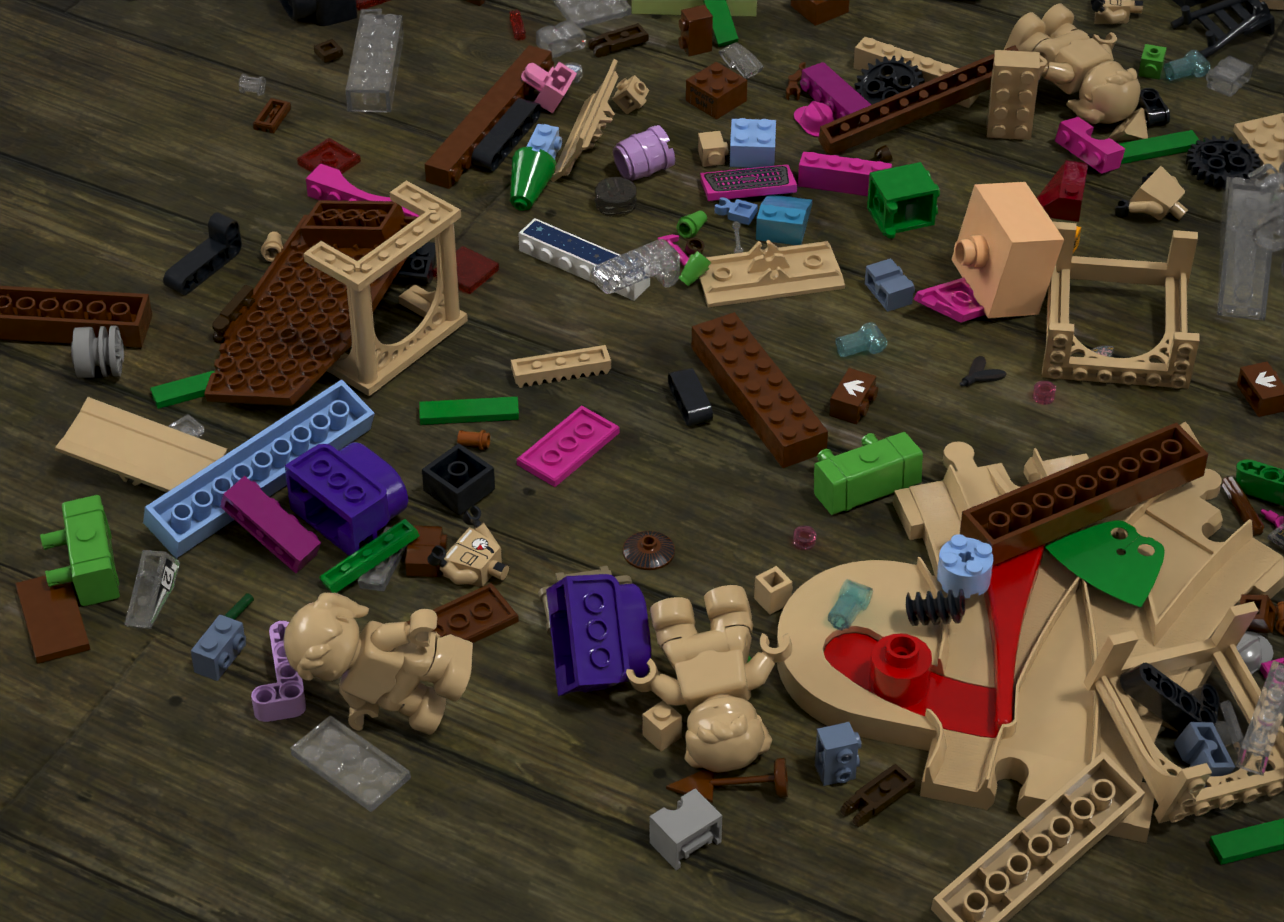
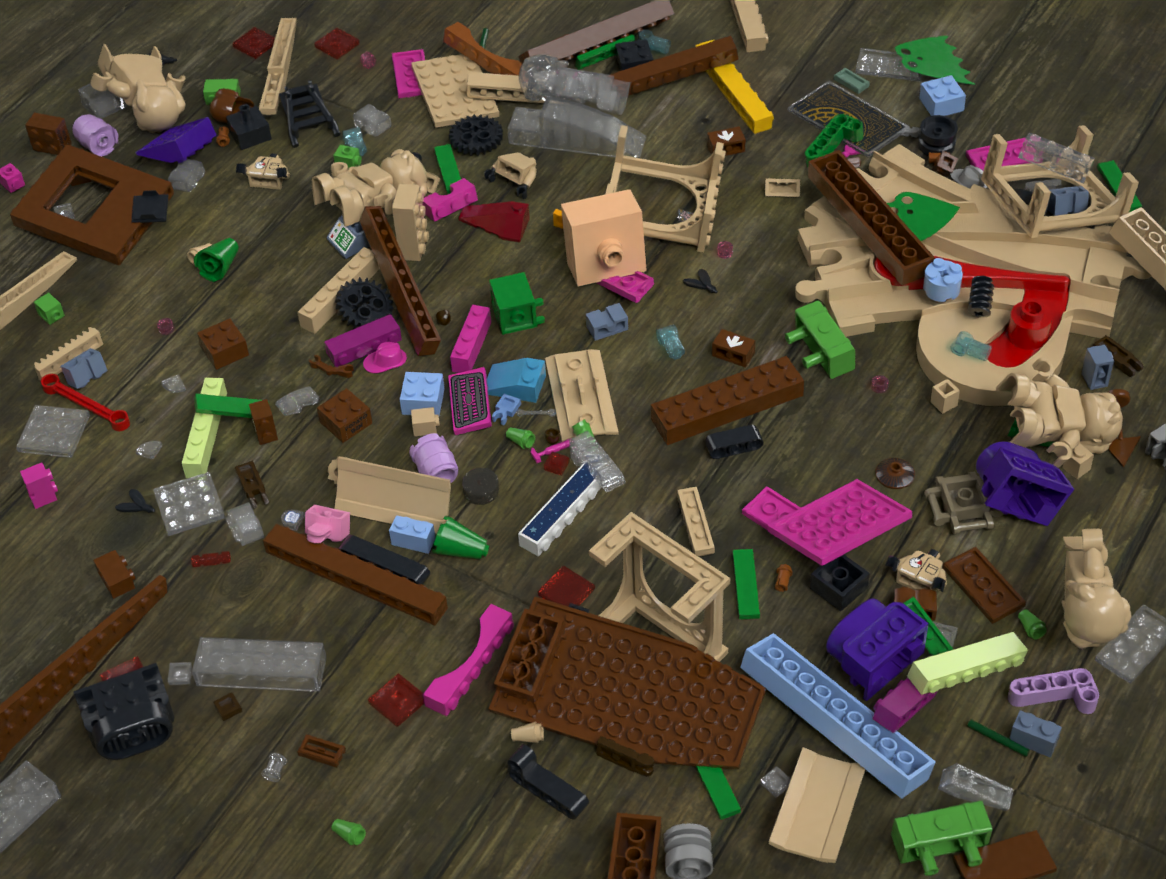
camera: 85 degrees left, 5 degrees up
(171, 136) = (350, 832): none -> bright green cone
(303, 555) = (967, 663): none -> yellowish green brick
(544, 474) = (839, 521): none -> dark pink plate

